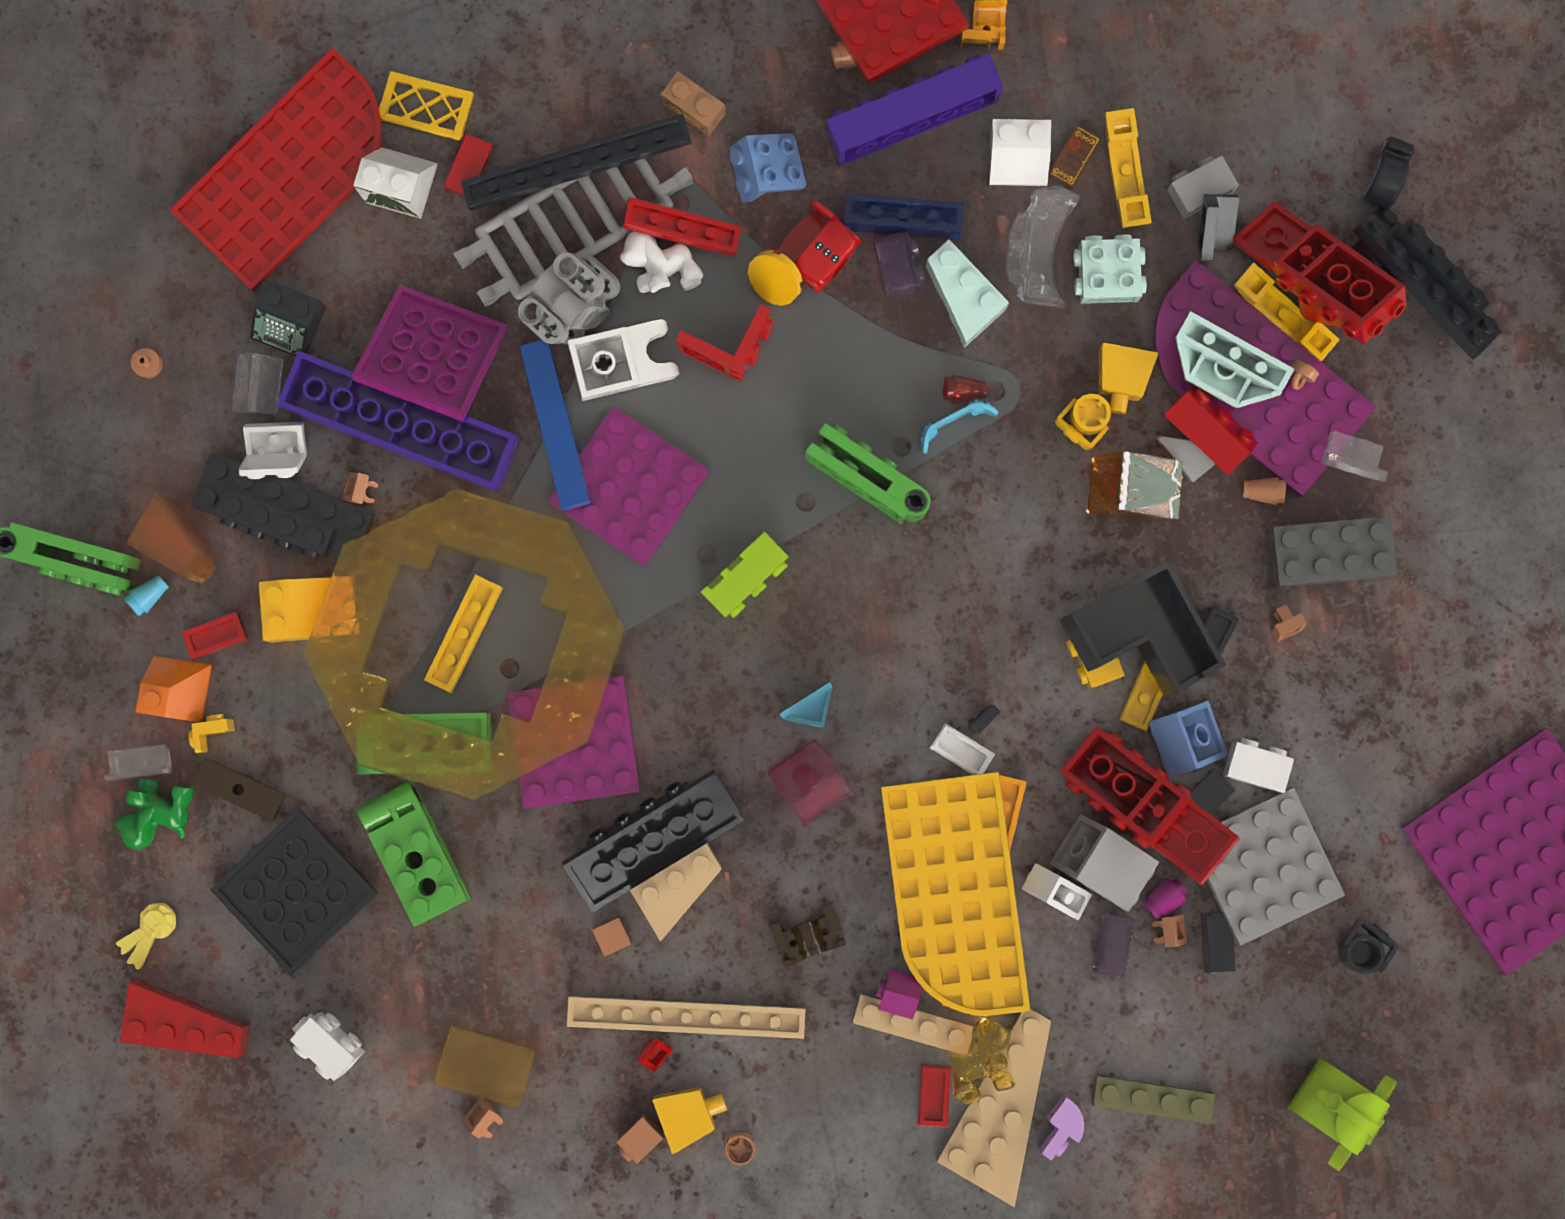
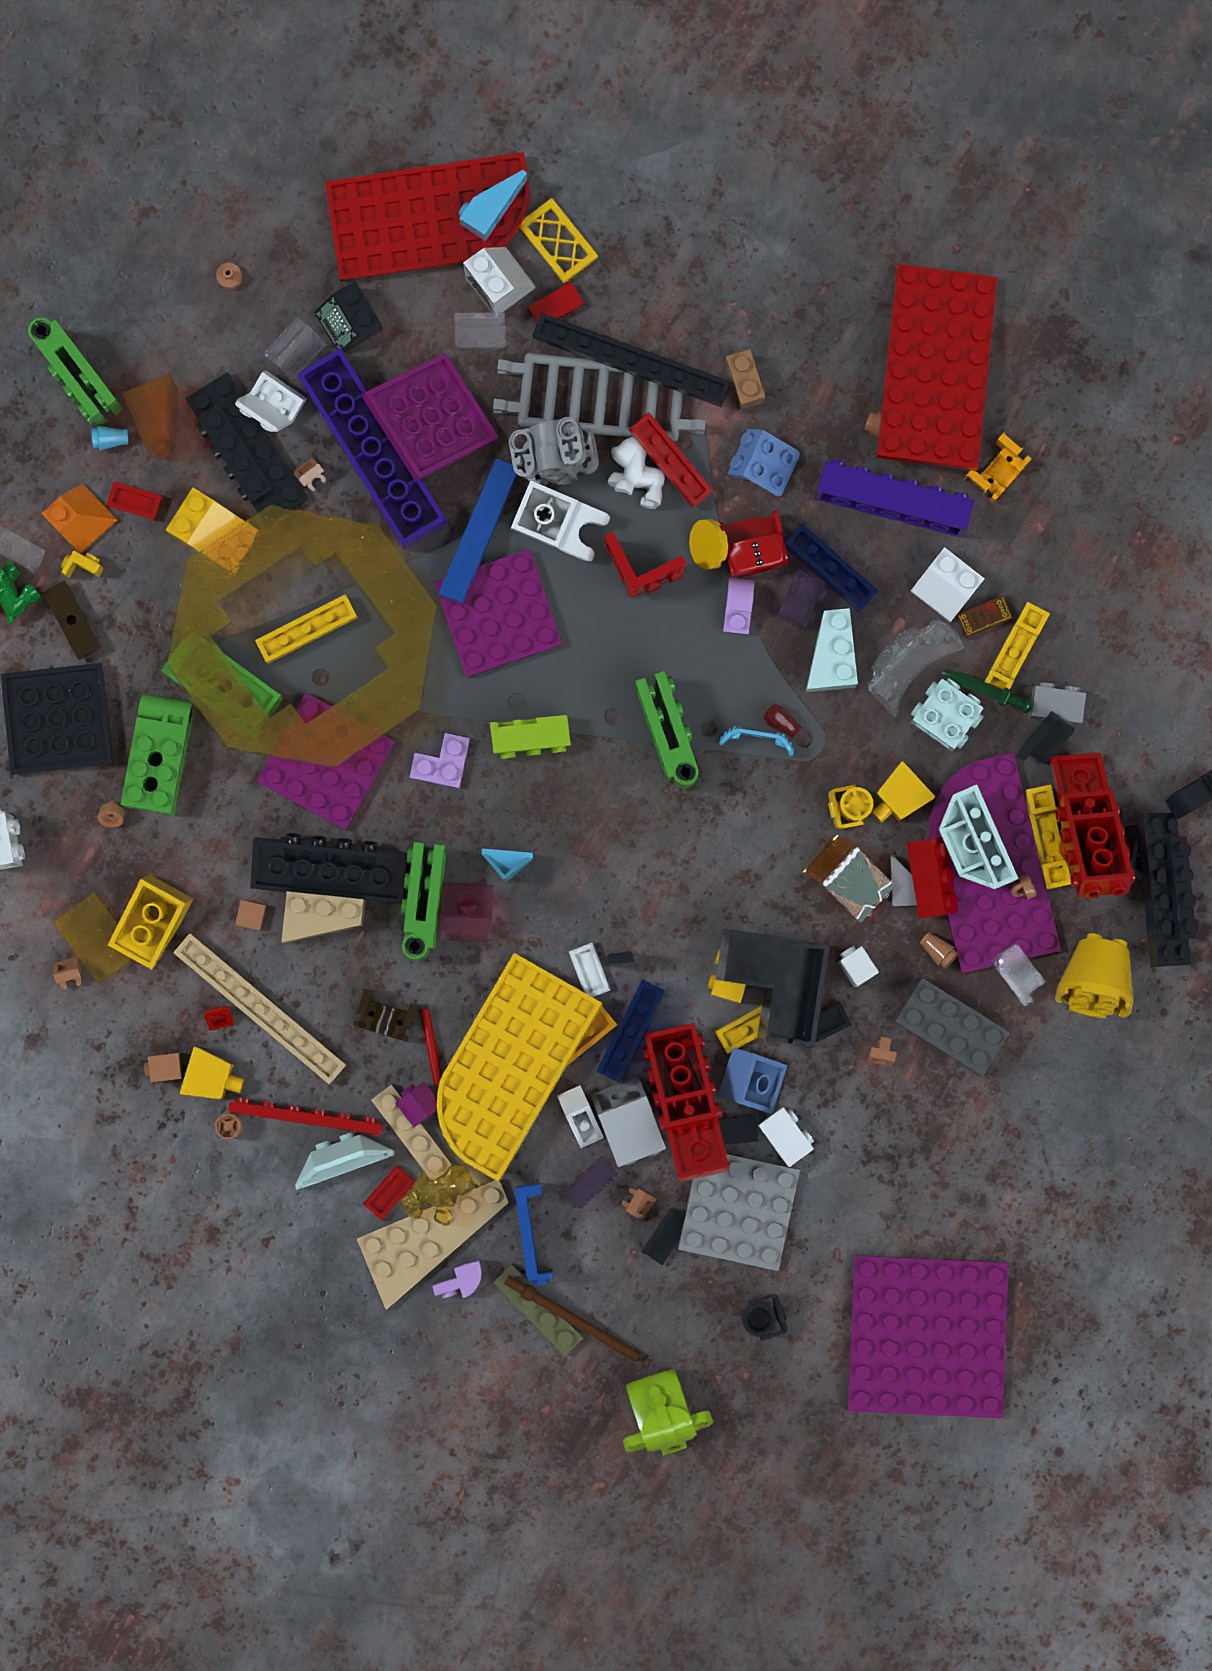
camera: 30 degrees right, 0 degrees up
(338, 119) = (488, 207): none -> medium azure slope
(412, 942) = (111, 814): none -> nougat tile
(416, 240) = (480, 330): none -> clear panel
(523, 1013) = (150, 921): none -> yellow slope
(690, 663) = (446, 769): none -> lavender plate
(779, 834) = (422, 931): none -> bright green hinge
(792, 1090) = (295, 1114): none -> red plate
(844, 313) = (738, 605): none -> lavender brick
(867, 1097) = (341, 1158): none -> light aqua wedge
(870, 931) = (431, 1046): none -> red bar
(1045, 778) = (631, 1031): none -> clear blue brick
(1060, 1001) = (522, 1194): none -> blue panel
(1125, 221) = (1003, 696): none -> dark green sword
(1136, 1090) = (530, 1293): none -> reddish brown bar
(1165, 898) = (651, 1177): magenta brick -> none
(1205, 561) = (857, 966): none -> white brick
(1433, 406) = (1098, 978): none -> yellow cone

